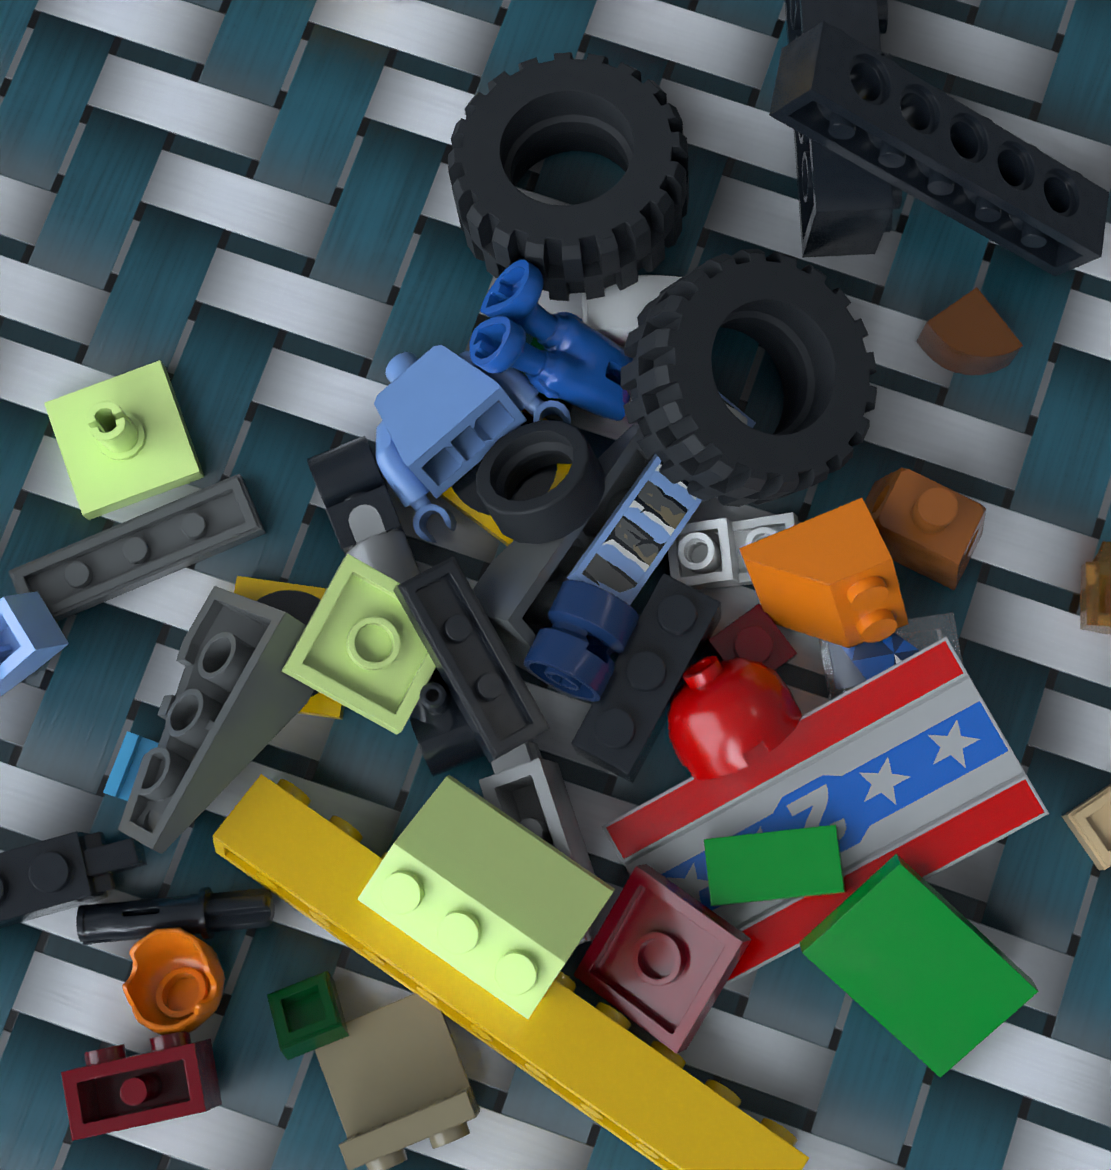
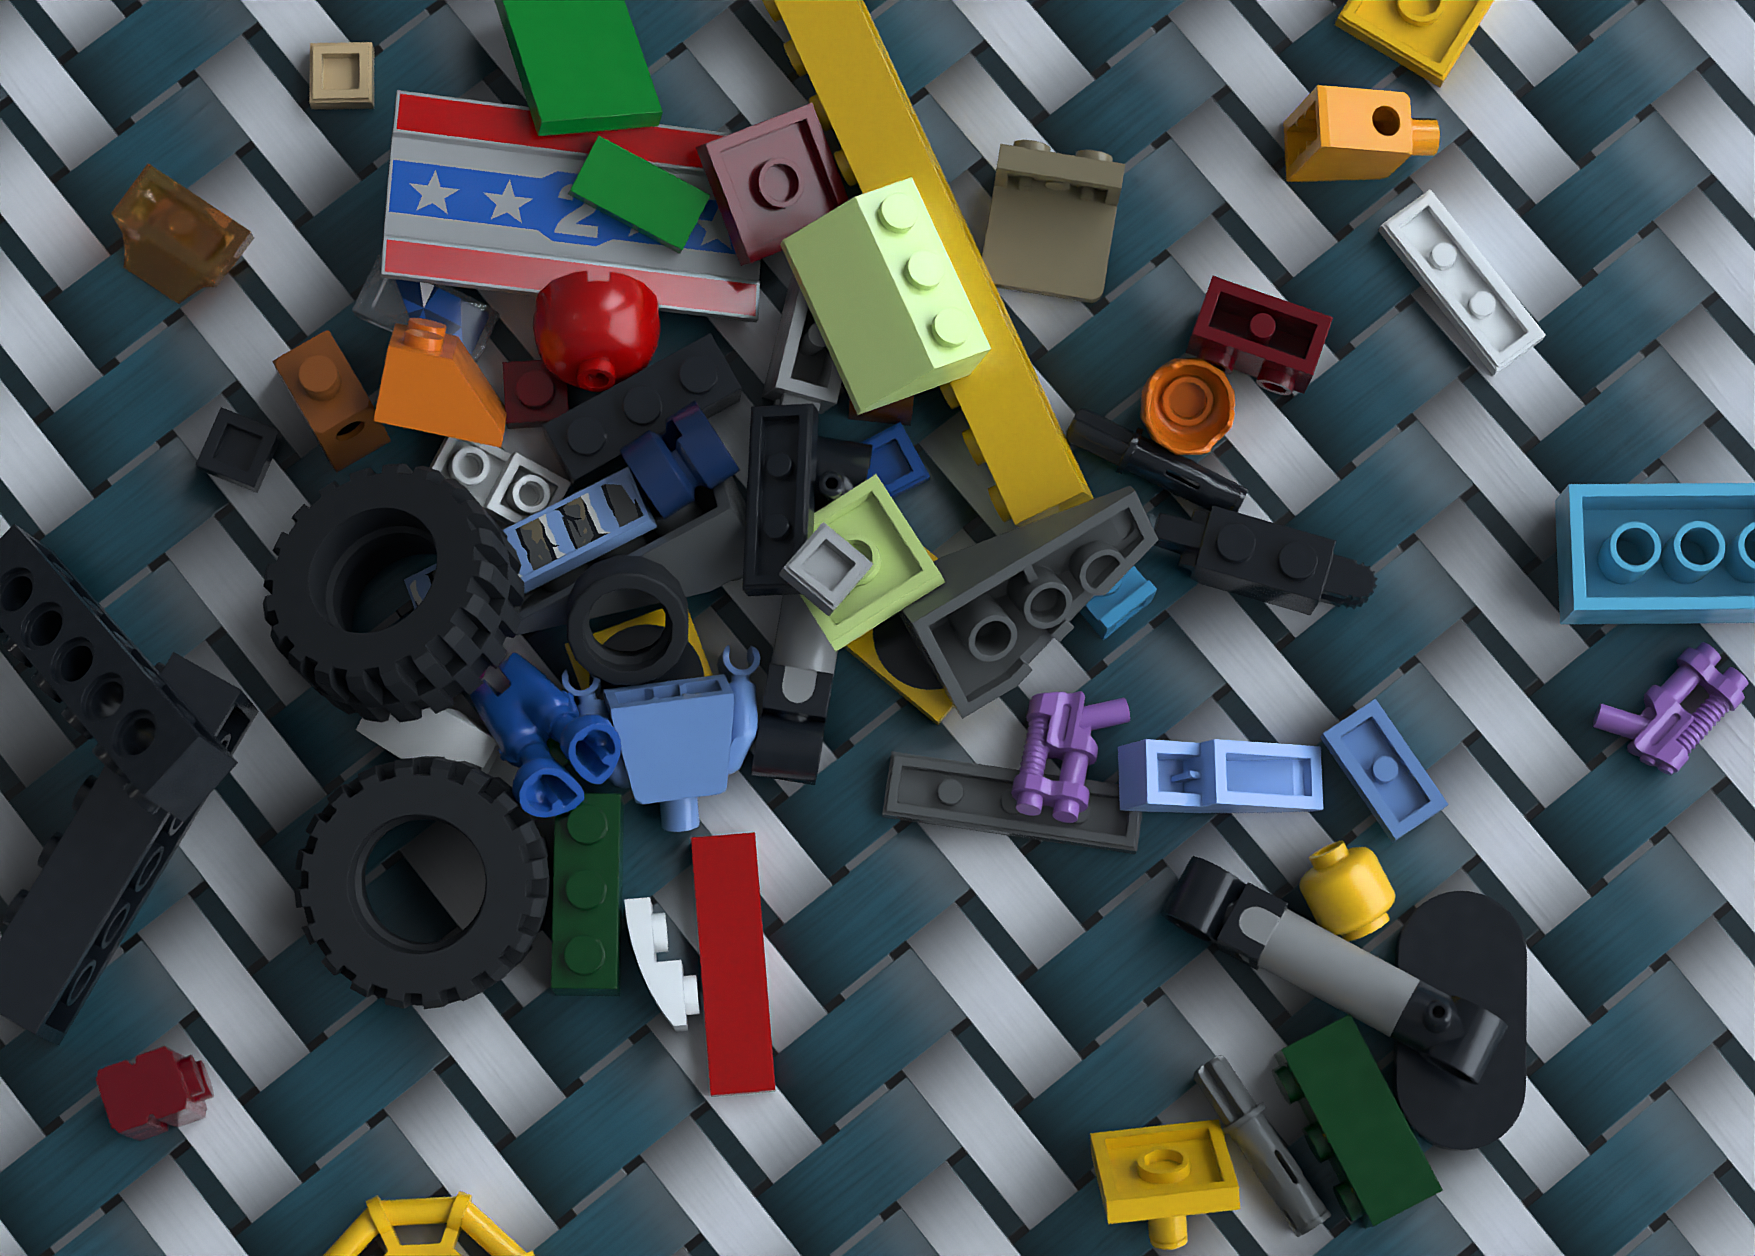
camera: 160 degrees left, 0 degrees up
(123, 440) = (967, 913): yellowish green tile -> none
(126, 633) = (1062, 730): none -> medium lavender piece
(292, 287) = (733, 964): none -> red tile
(307, 1015) = (1093, 319): dark green tile -> none
(342, 237) = (670, 989): none -> white slope
(386, 609) = (826, 569): none -> light grey tile
(407, 775) = (896, 461): none -> blue tile
(430, 250) = (588, 898): none -> dark green brick
(964, 443) = (239, 450): none -> black plate
(969, 337) = (169, 537): reddish brown brick -> none

